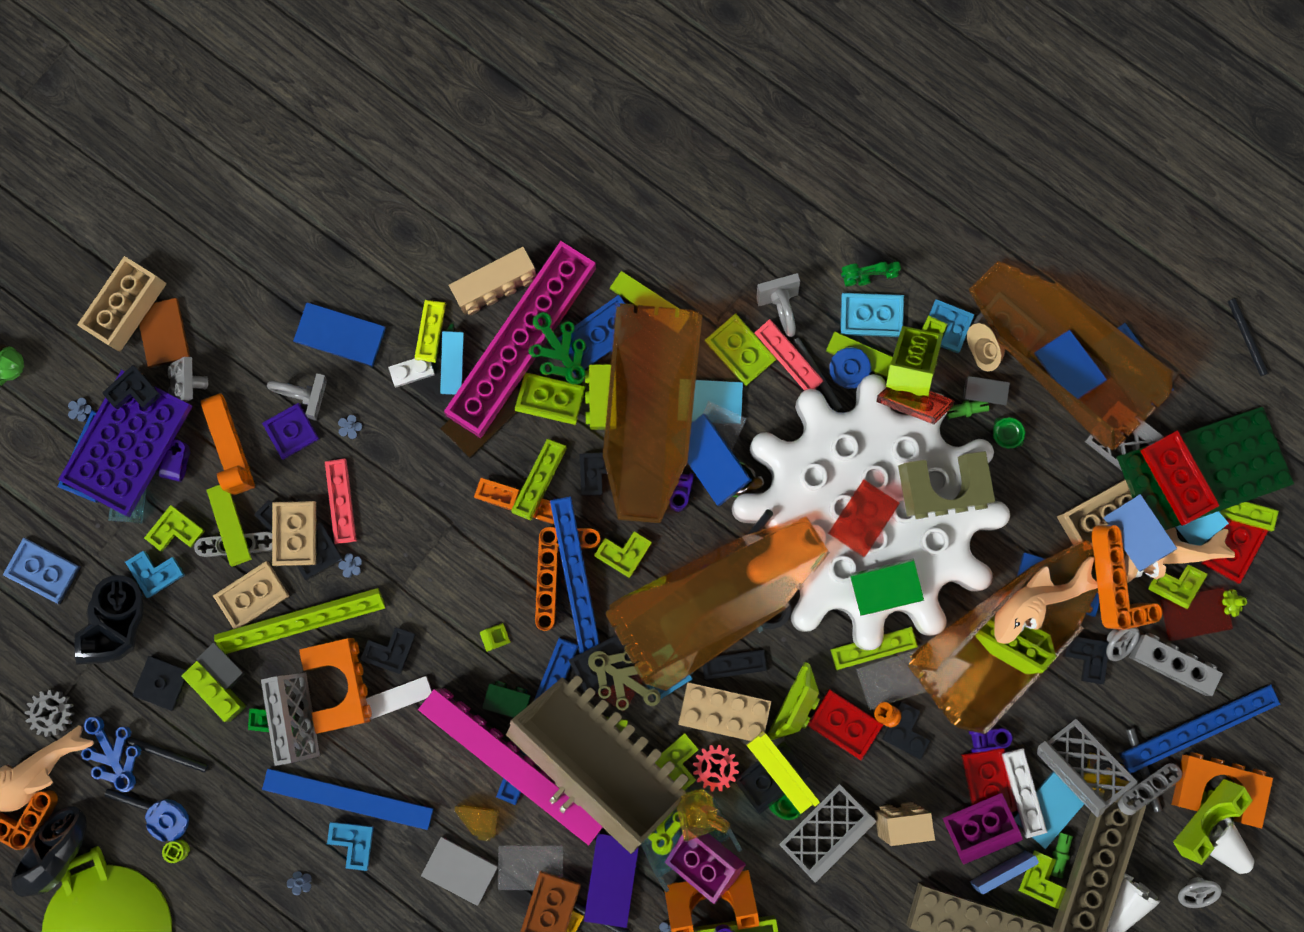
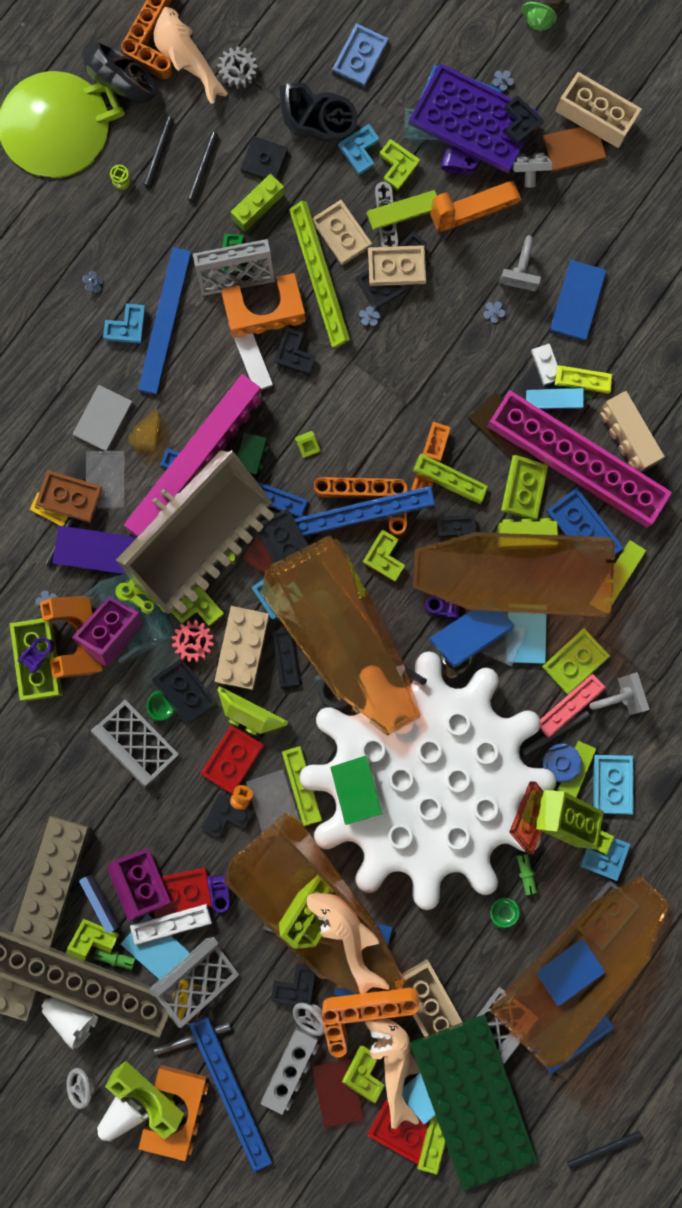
camera: 85 degrees right, 0 degrees up
(112, 756) = (201, 120): blue plant -> none
(167, 820) = (146, 168): tile -> none
(220, 666) = (278, 207): dark grey hinge -> none
(290, 431) = (488, 260): dark purple tile -> none
(340, 501) = (426, 306): coral tile -> none
(560, 351) = (567, 493): green plant -> none
(620, 677) = (273, 553): olive plant -> none
(699, 815) = (150, 622): clear yellow piece -> none
(782, 772) = (188, 698): neon yellow fence -> none
(853, 271) = (652, 760): green plant -> none
(863, 518) = (420, 768): clear red tile -> none
(904, 824) = (141, 808): tan brick -> none
(922, 499) = (439, 821): olive arch -> none
(985, 347) = (585, 890): tan piece -> none
(986, 390) = (544, 891): dark grey hinge -> none
(1141, 533) = (412, 1034): medium blue tile -> none
(1151, 790) = (175, 1041): light grey beam -> none
(1179, 478) = (465, 1073): red plate -> none
(1233, 602) = (348, 1128): lime plant -> none

